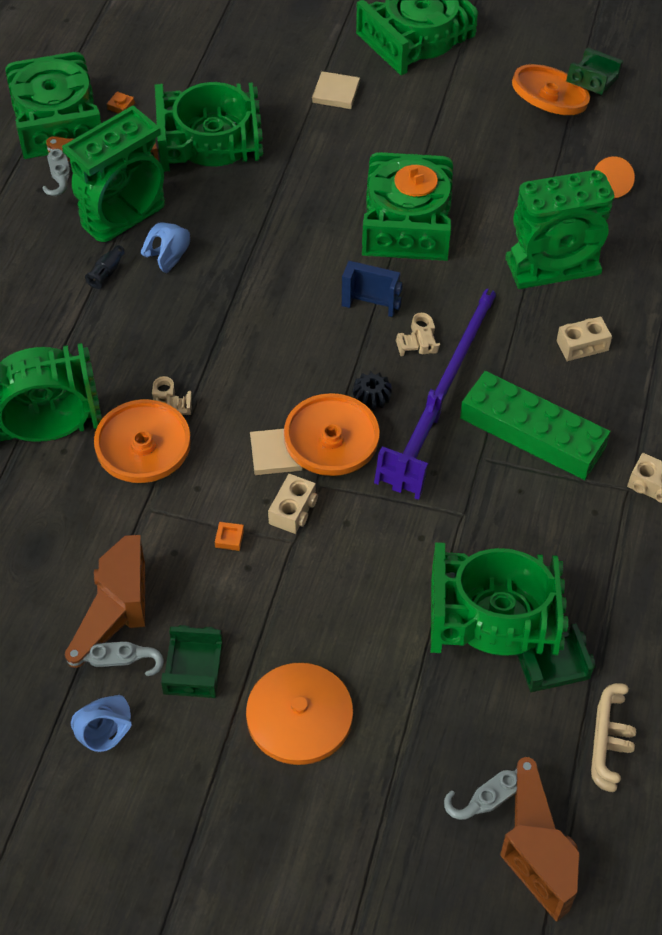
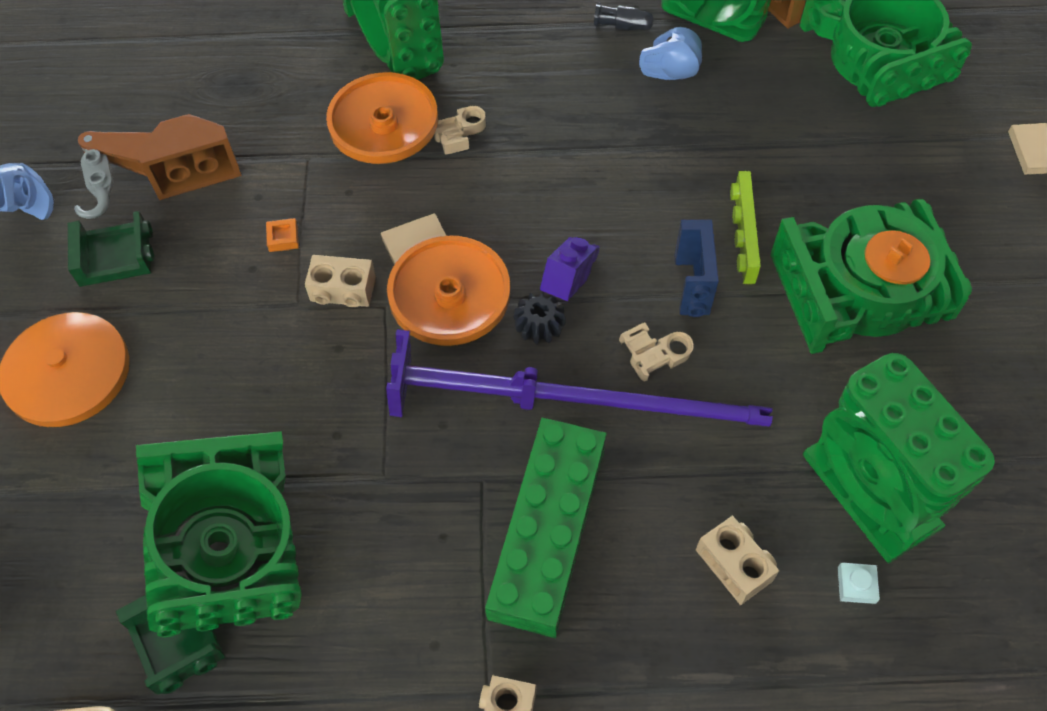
camera: 75 degrees right, 5 degrees up
(335, 254) = (746, 236): none -> lime plate
(341, 358) = (568, 267): none -> dark purple hinge
(610, 290) = (858, 583): none -> light aqua plate

